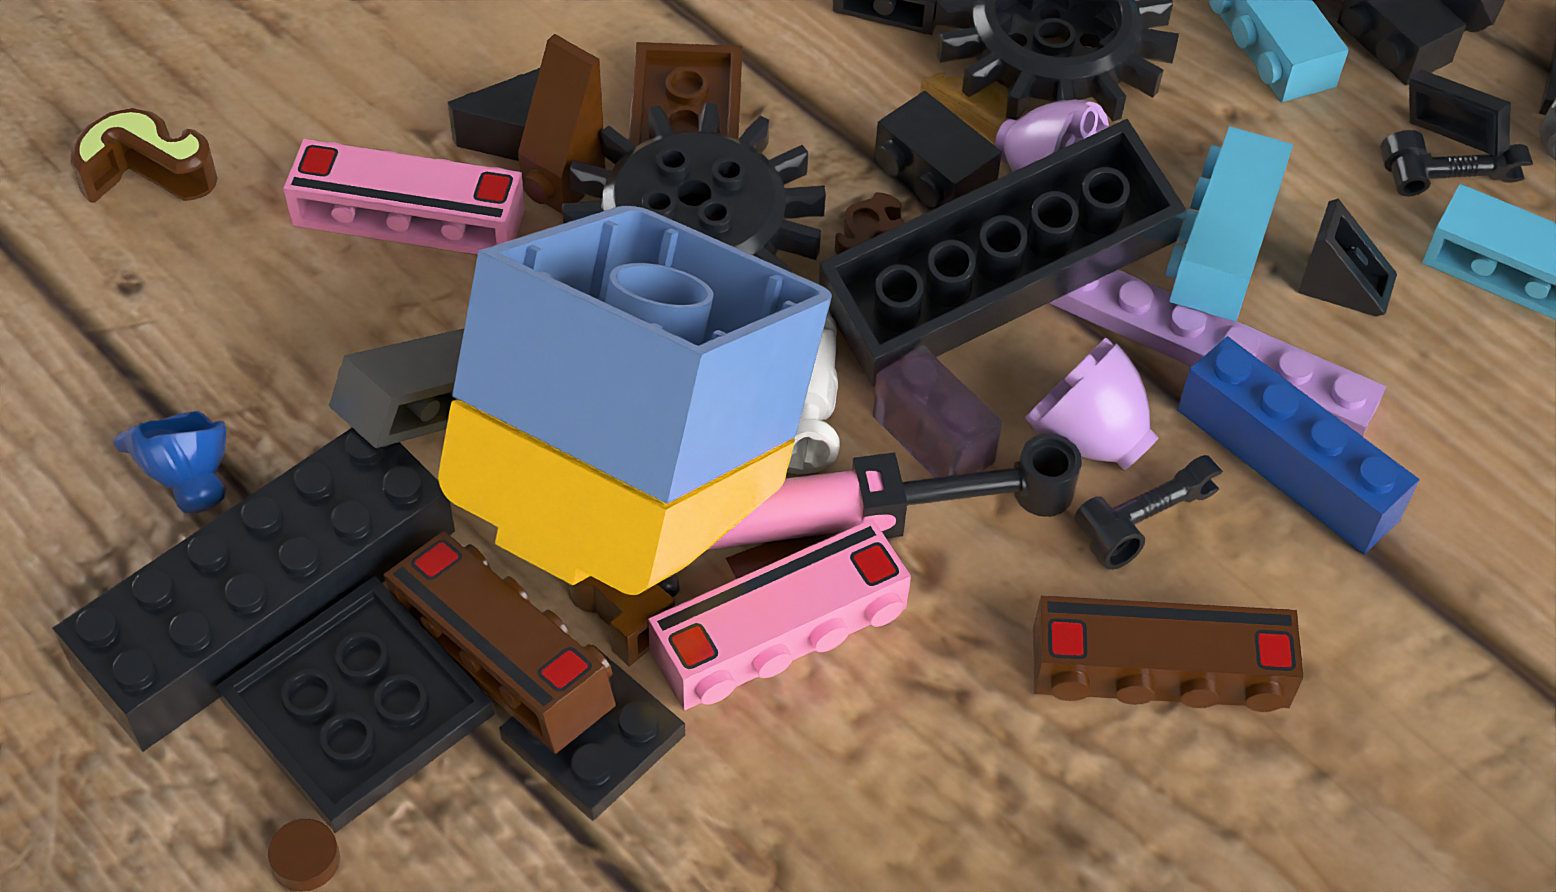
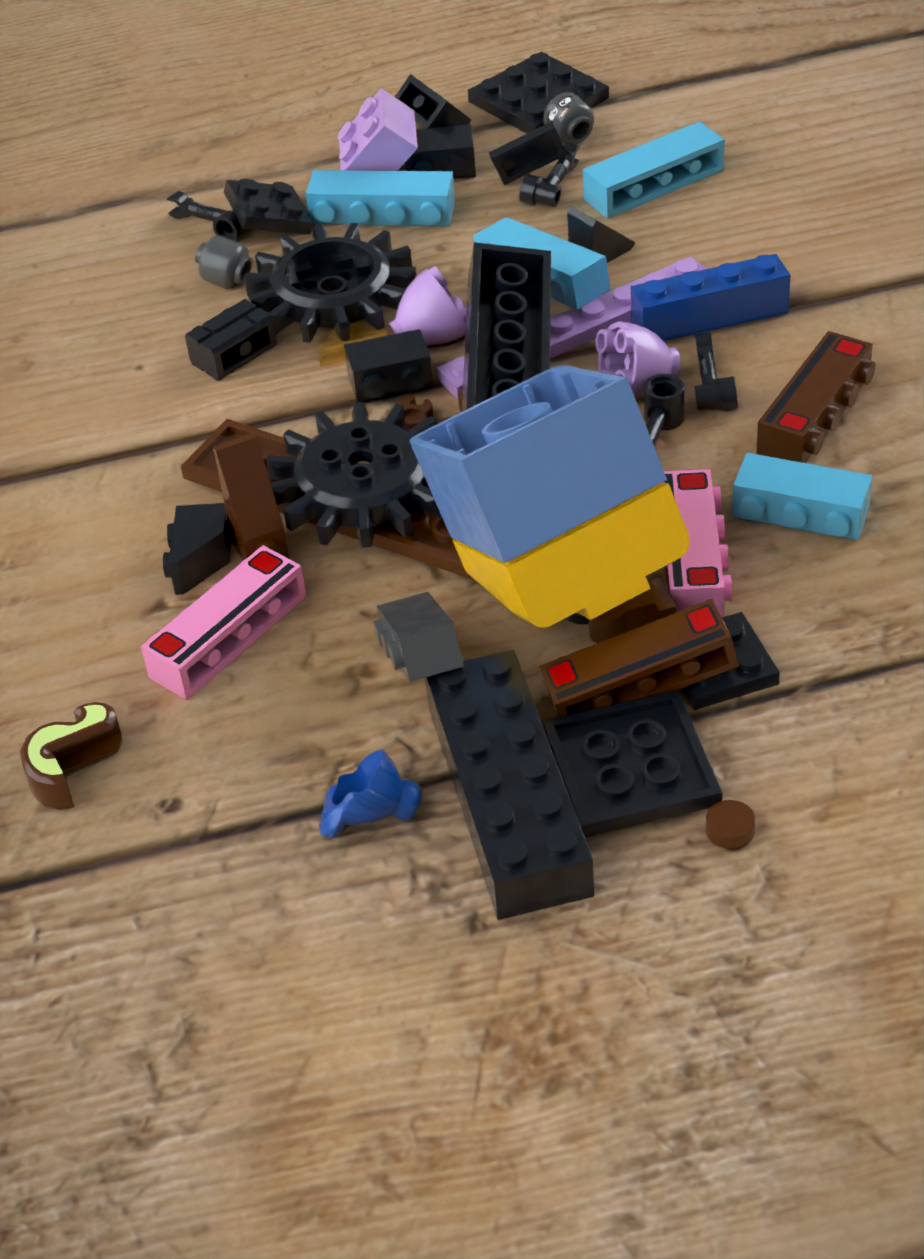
camera: 55 degrees left, 10 degrees down
(944, 712) = (802, 496): none -> medium azure brick

